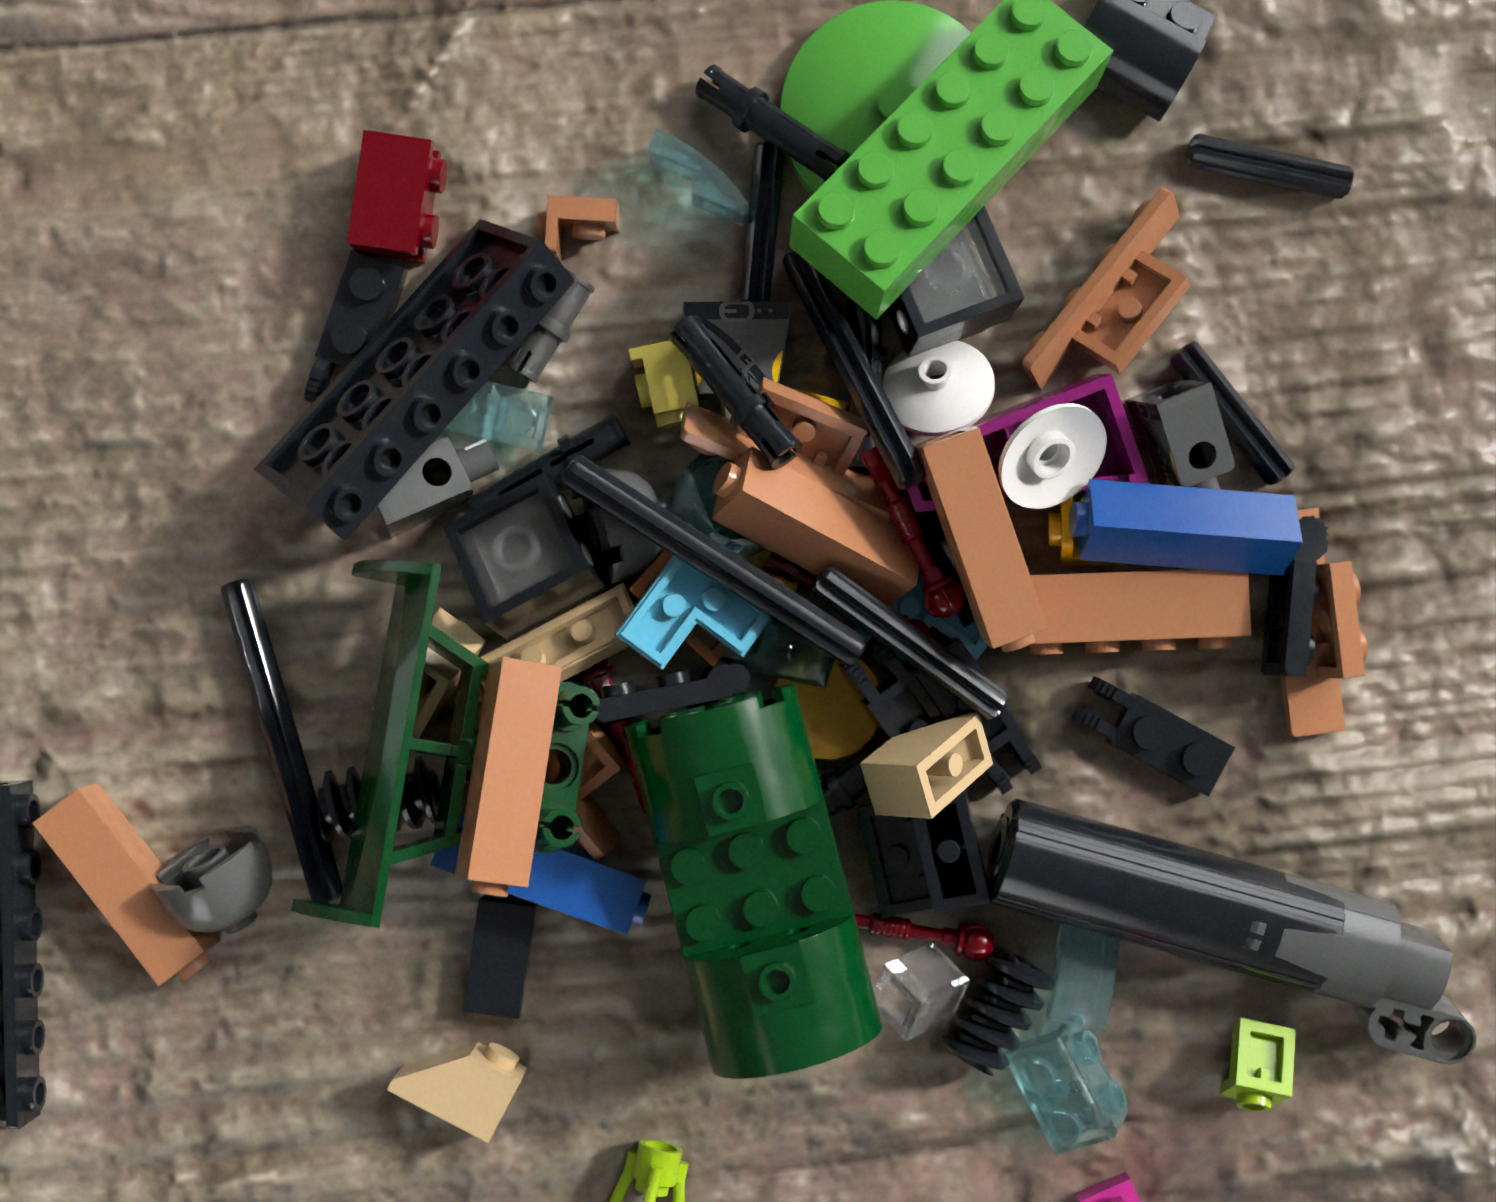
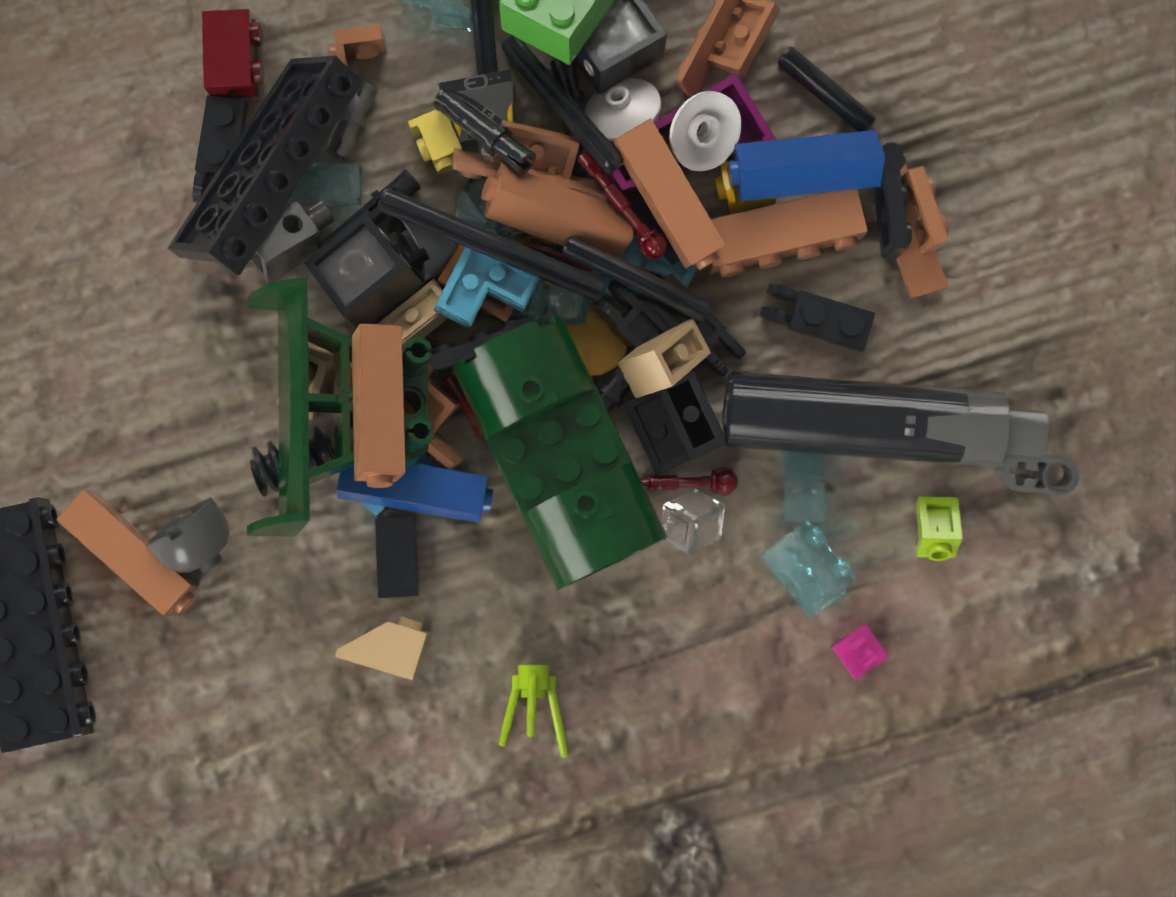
camera: 10 degrees left, 5 degrees down
(281, 739) = (215, 429): black axle -> none
(998, 1012) = (748, 523): black piece -> none
(1183, 433) = (793, 96): dark grey torso -> none

